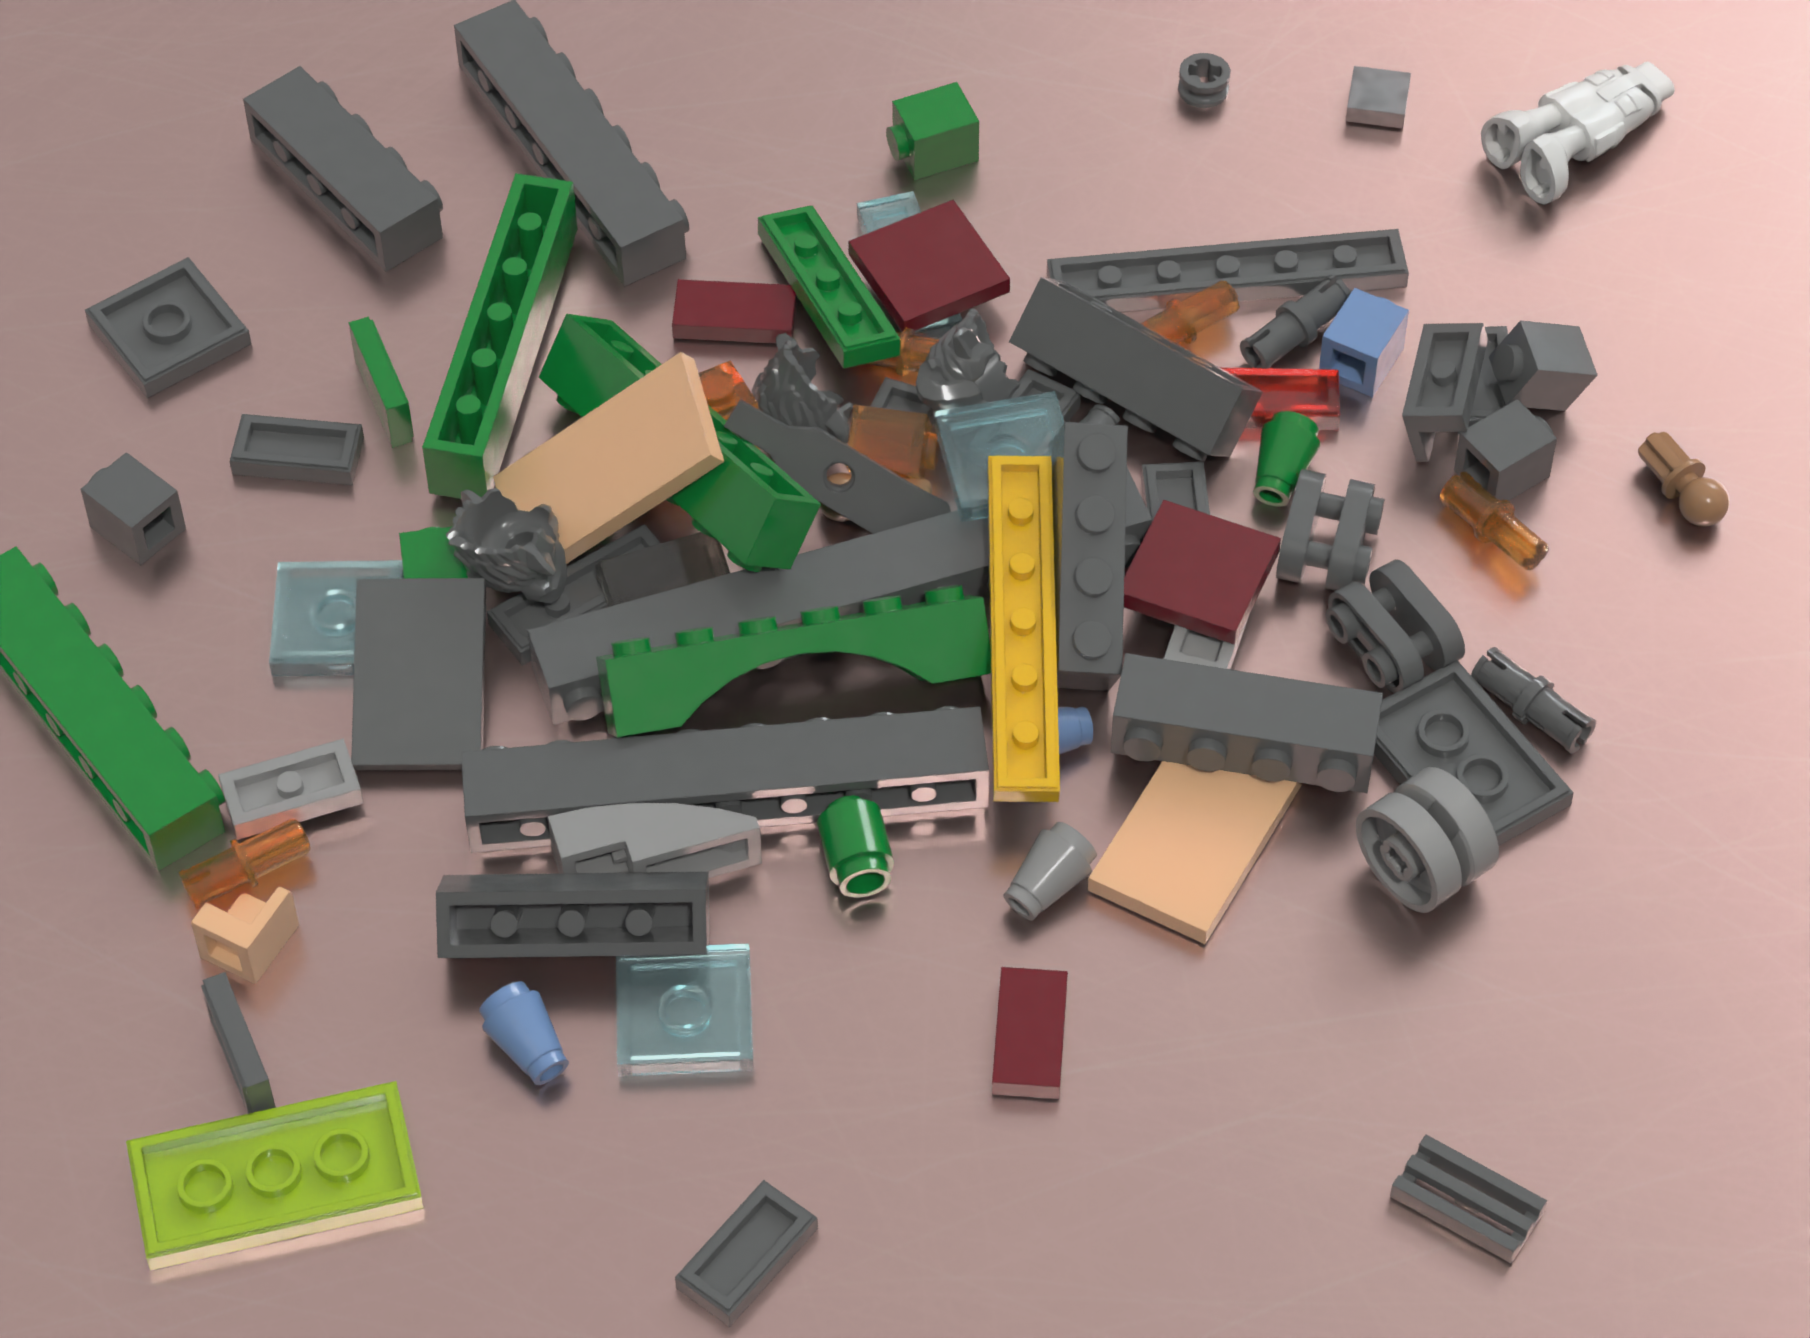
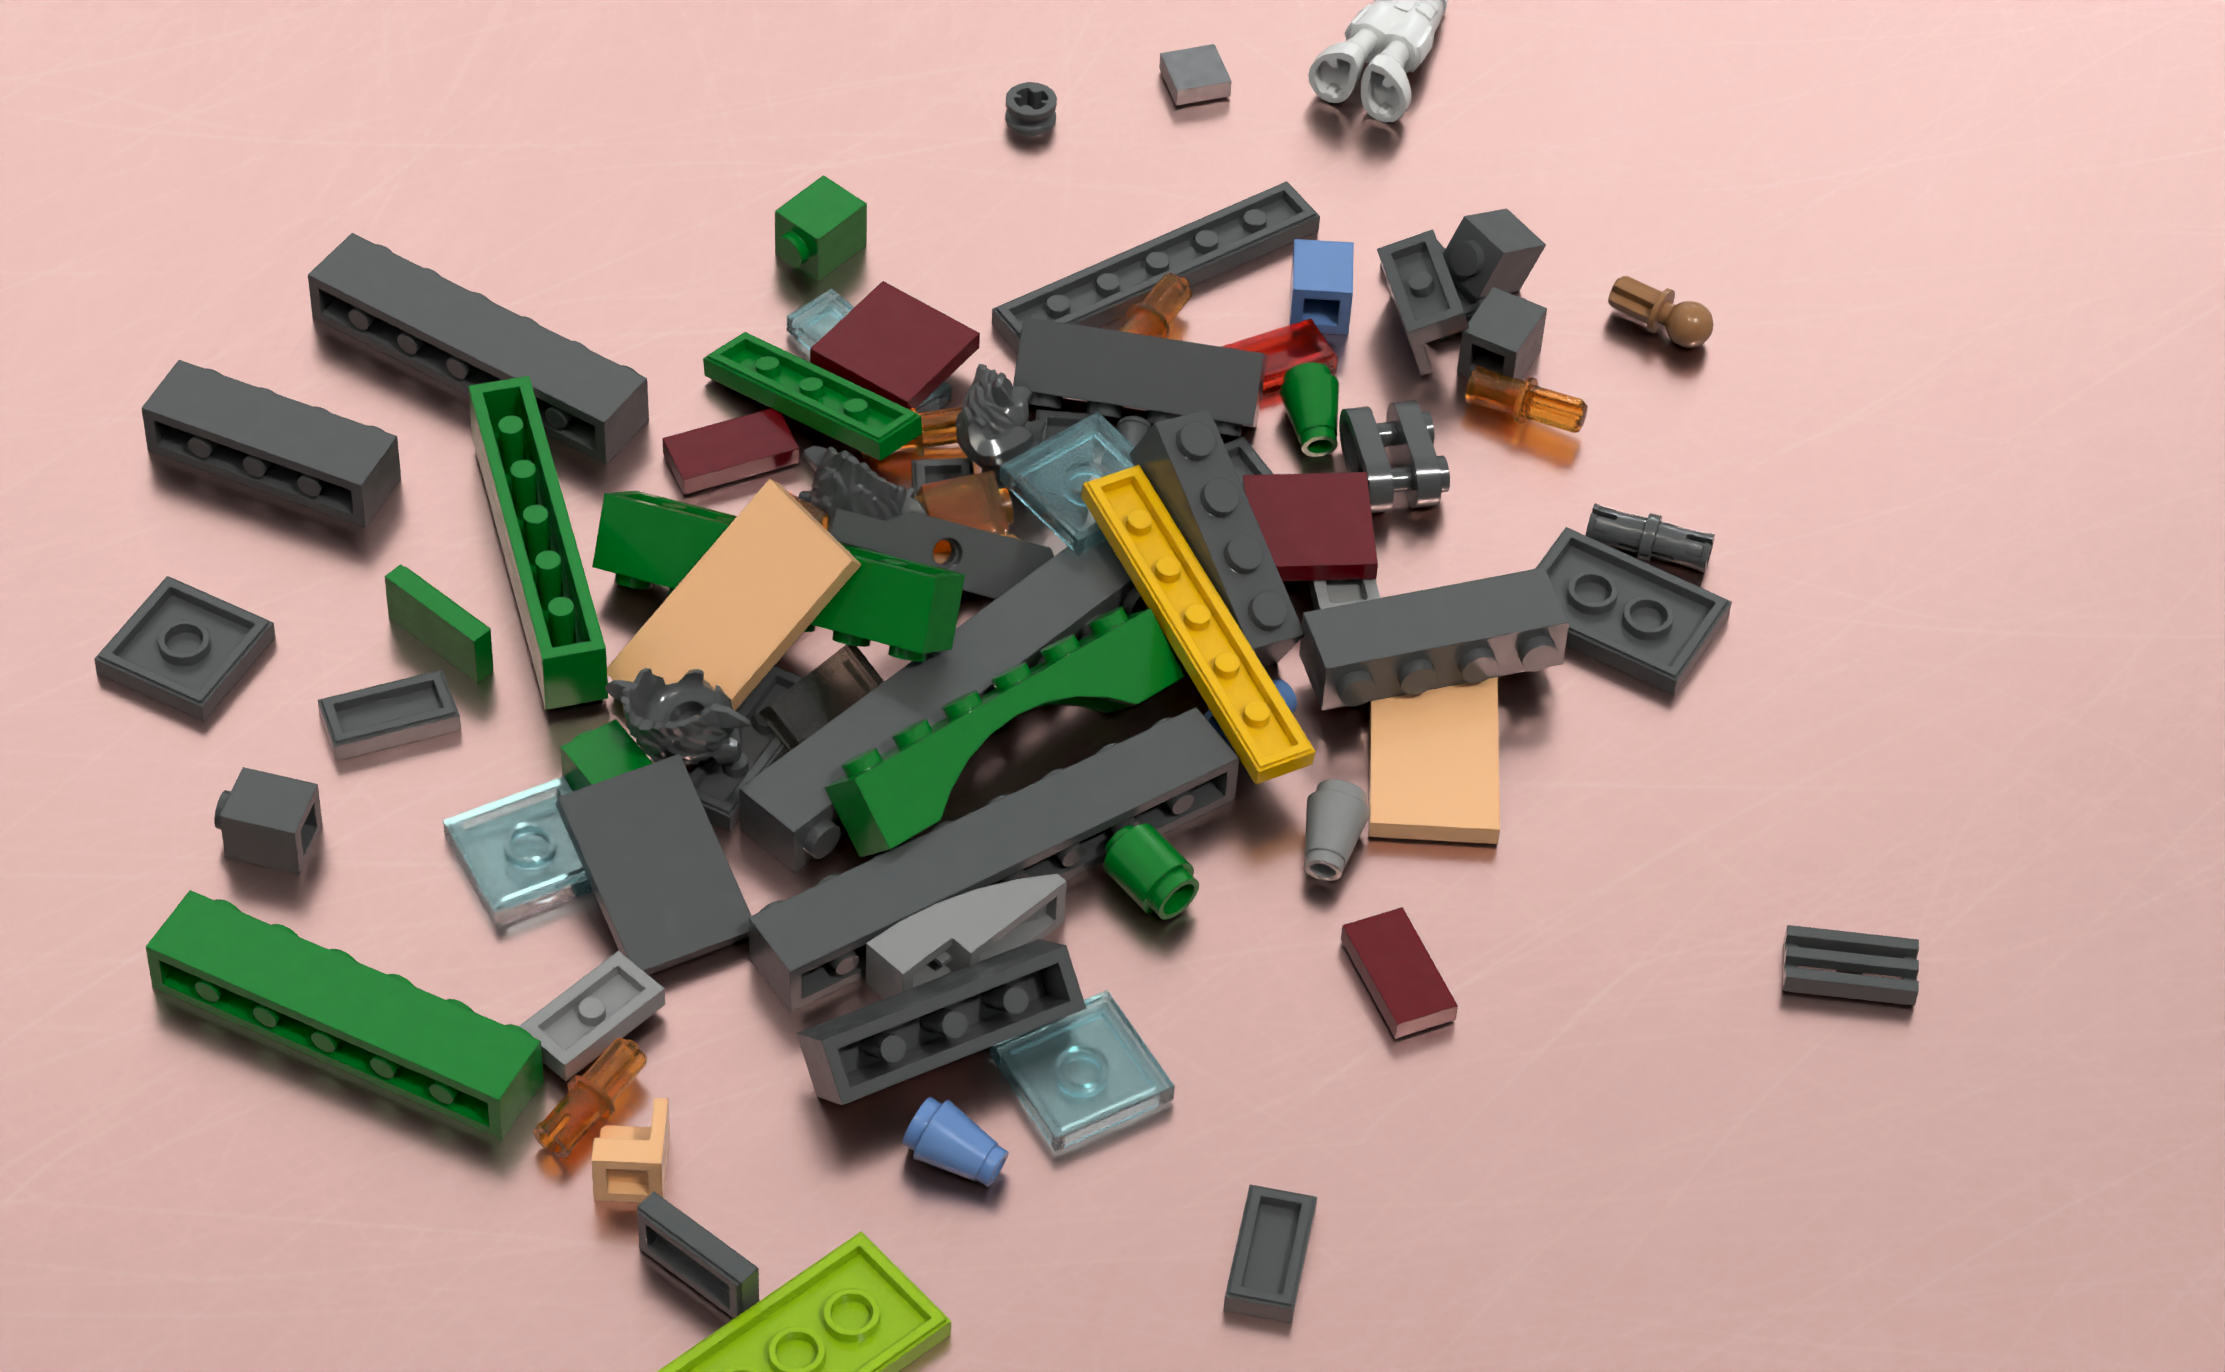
camera: 30 degrees left, 5 degrees down
(1295, 323) = (1250, 290): dark grey pin -> none
(1395, 626) = (1500, 515): dark grey brick -> none
(1427, 839) = (1646, 679): light grey wheel -> none

